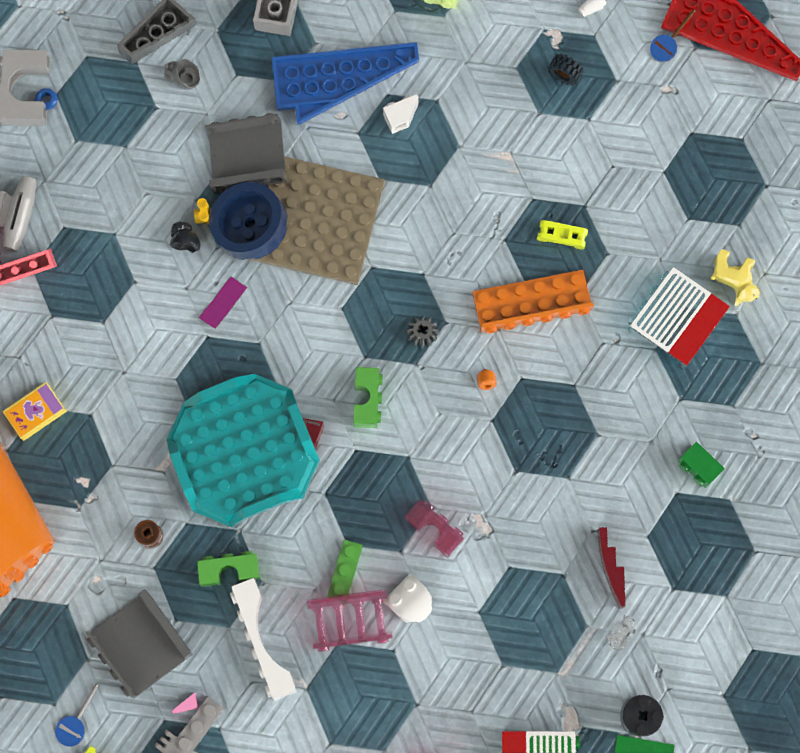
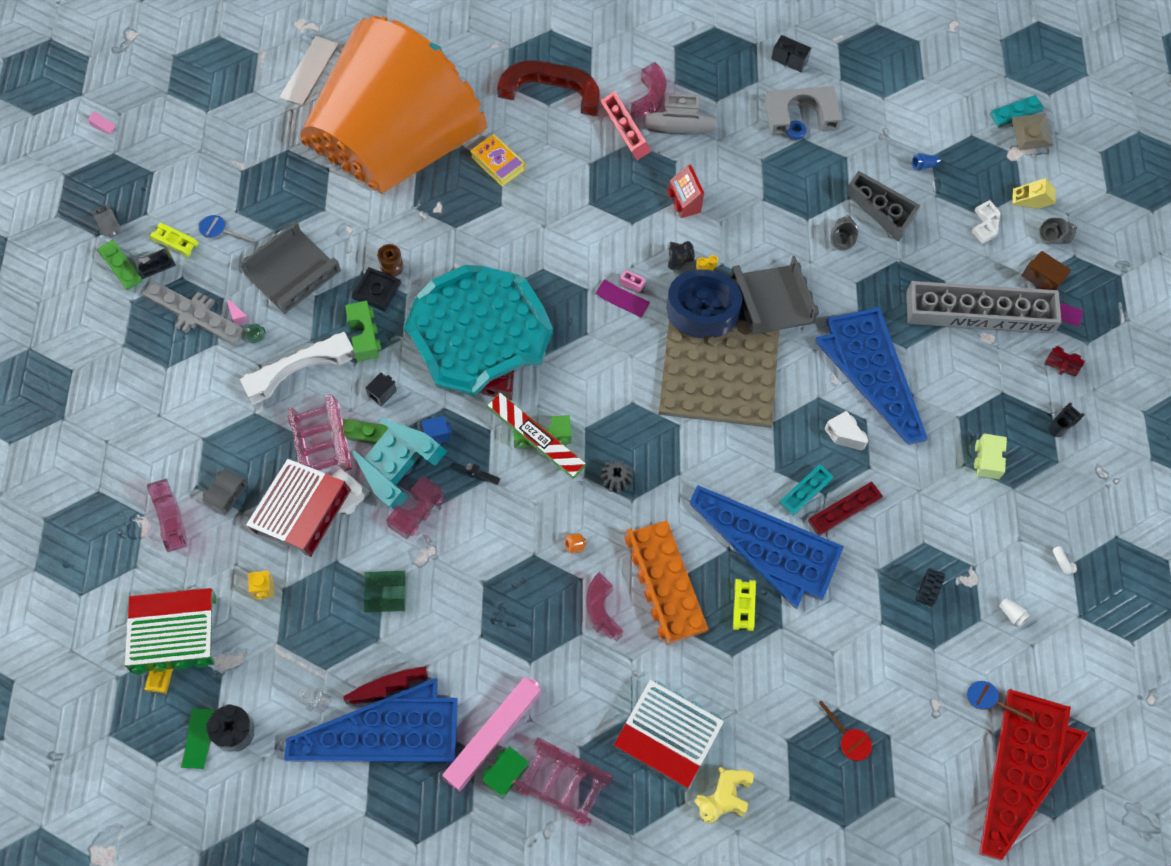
camera: 80 degrees right, 10 degrees down
(111, 219) = (686, 192): none -> slope
(177, 553) = (376, 289): none -> black tile
(207, 289) = (632, 281): none -> bright pink piece
(214, 685) = (255, 333): none -> clear green piece
(299, 553) = (381, 388): none -> black brick
(353, 501) = (437, 429): none -> blue brick
(375, 401) = (536, 435): none -> tile
(380, 544) = (394, 457): none -> teal wedge
(395, 719) = (224, 491): none -> dark grey brick
(401, 469) = (475, 471): none -> black bar
(424, 642) = (299, 506): none -> panel
(456, 160) = (806, 490): none -> teal plate
(477, 129) = (845, 508): none -> dark red tile
(501, 684) = (261, 585): none -> yellow brick
(515, 193) = (780, 552): none -> blue wing
(516, 564) = (385, 591): none -> clear green slope
(550, 367) = (597, 615): none -> clear pink arch
(653, 558) = (400, 728): none -> blue wing
(664, 473) = (492, 733): none -> bright pink brick
(695, 162) = (854, 743): none -> red piece
(704, 398) = (562, 760): none -> clear pink fence

